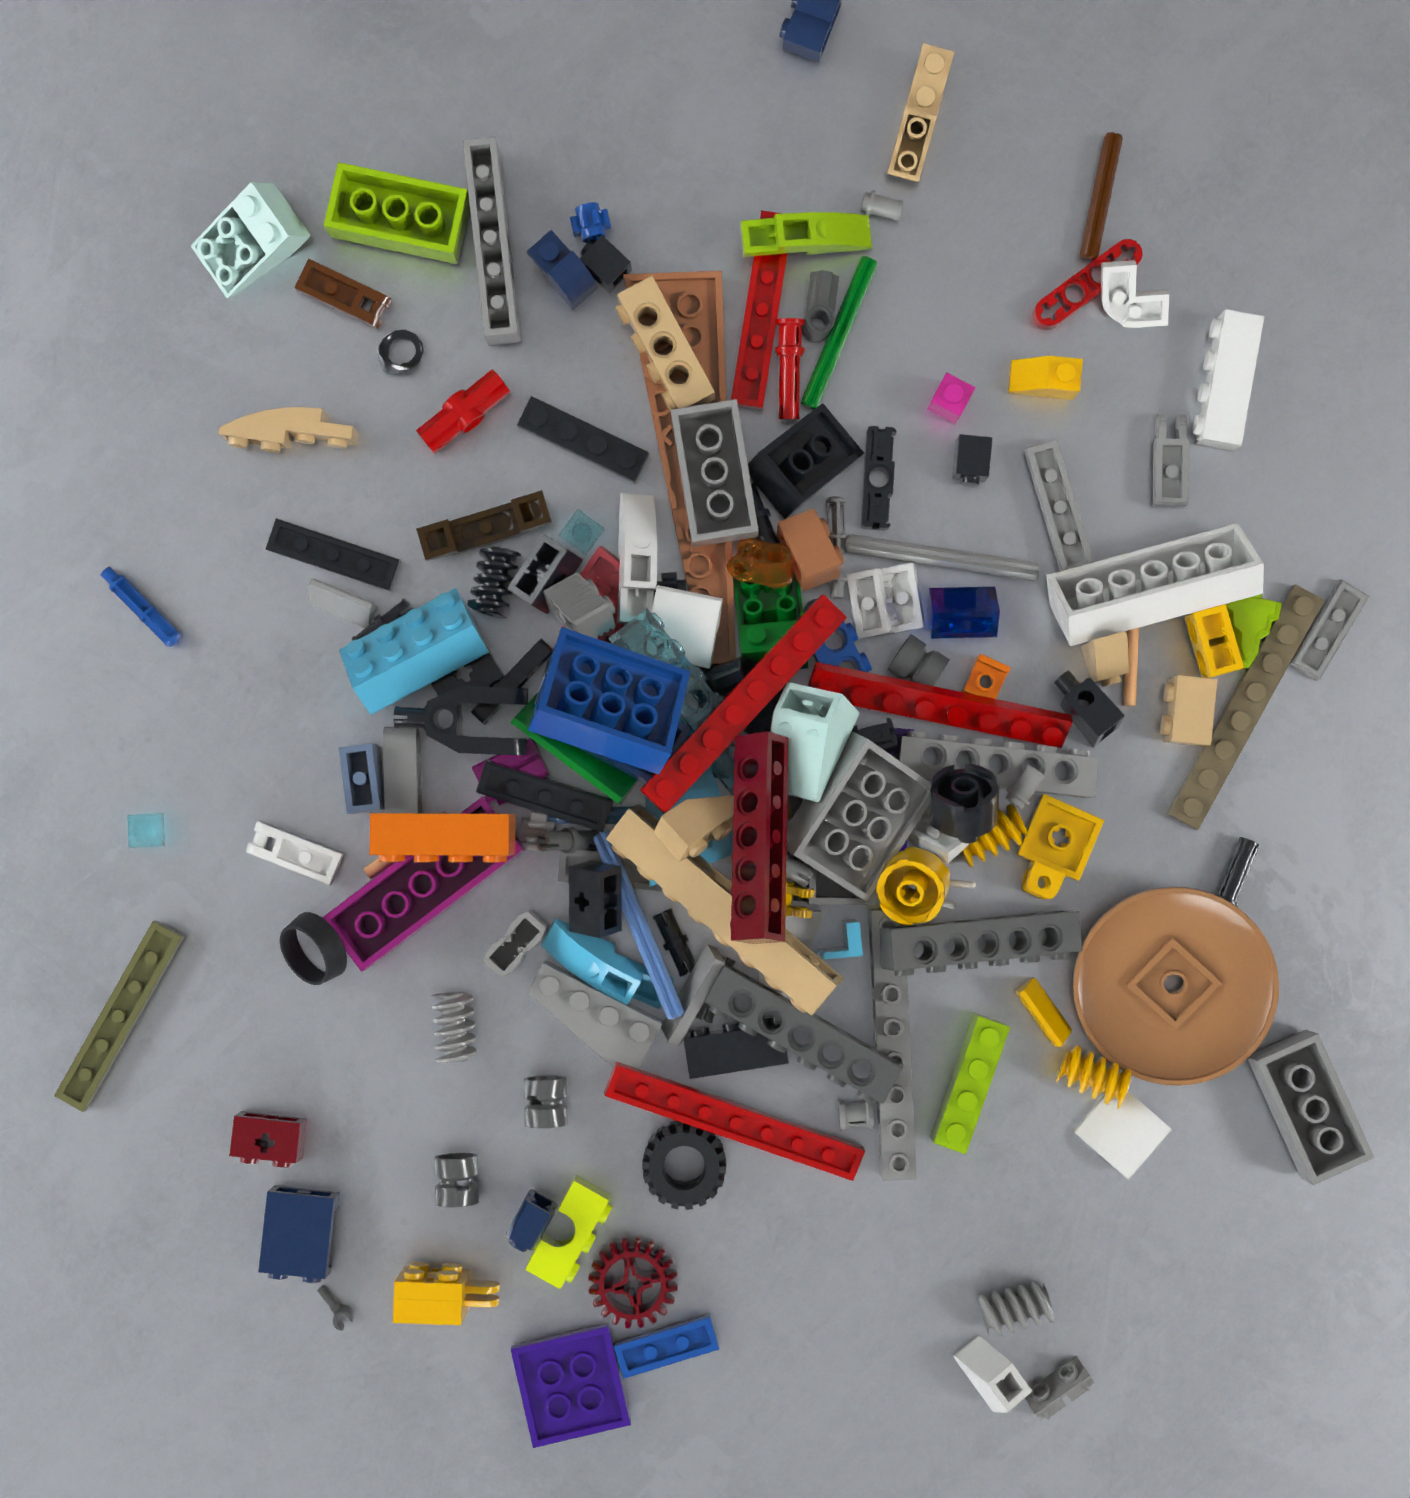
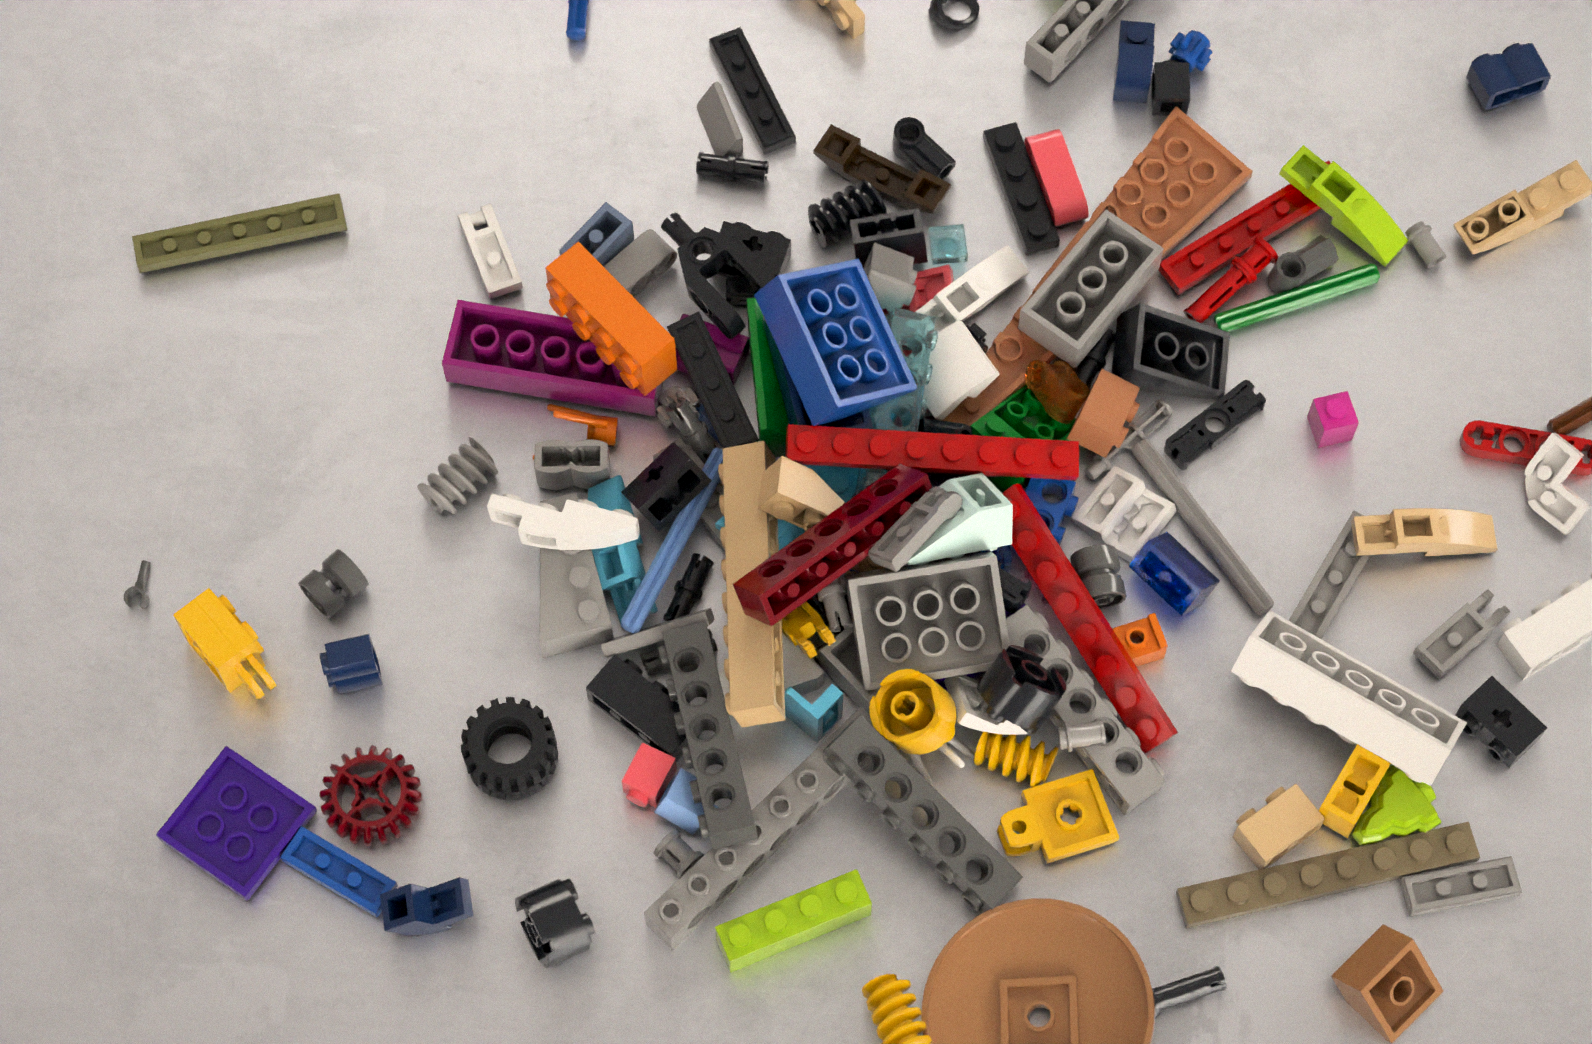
camera: 45 degrees right, 20 degrees down
(146, 830) = (406, 135): clear light blue plate -> none
(284, 1130) = (233, 399): dark red brick -> none
(297, 1233) = (177, 502): dark blue panel -> none
(326, 940) = (437, 328): black tyre -> none
(413, 651) = (734, 194): medium azure brick -> none
(463, 411) = (954, 85): red piece -> none
(498, 483) = (922, 152): none -> black piece
(504, 898) = (599, 427): none -> orange plant
(545, 1101) = (462, 597): dark grey wheel -> none
(556, 1259) = (400, 709): neon yellow arch -> none
(575, 992) = (576, 528): none -> white slope
(600, 409) = (1057, 177): none -> coral beam
(647, 298) = (1162, 127): tan brick -> none
(734, 1121) = (584, 754): red plate -> none
(746, 1315) = (426, 910): none -> dark blue brick
(785, 1088) = (648, 776): none -> coral brick
(797, 774) = (914, 528): none -> light grey hinge
(820, 1087) = (678, 803): none -> light blue brick
(833, 1242) = (554, 922): none -> black brick
(972, 459) = (1302, 477): black brick -> none
(1044, 1012) = (912, 934): yellow slope -> none
(1046, 377) = (1426, 477): yellow slope -> none
(1086, 420) = (1424, 530): none -> tan slope
(1096, 719) = (1197, 742): black torso -> none
(1107, 658) = (1252, 715): tan slope -> none
(1130, 678) = (1270, 749): light nougat bar -> none
(1269, 490) = (1494, 704): none -> black brick
(1348, 740) = (1388, 982): none -> medium nougat slope

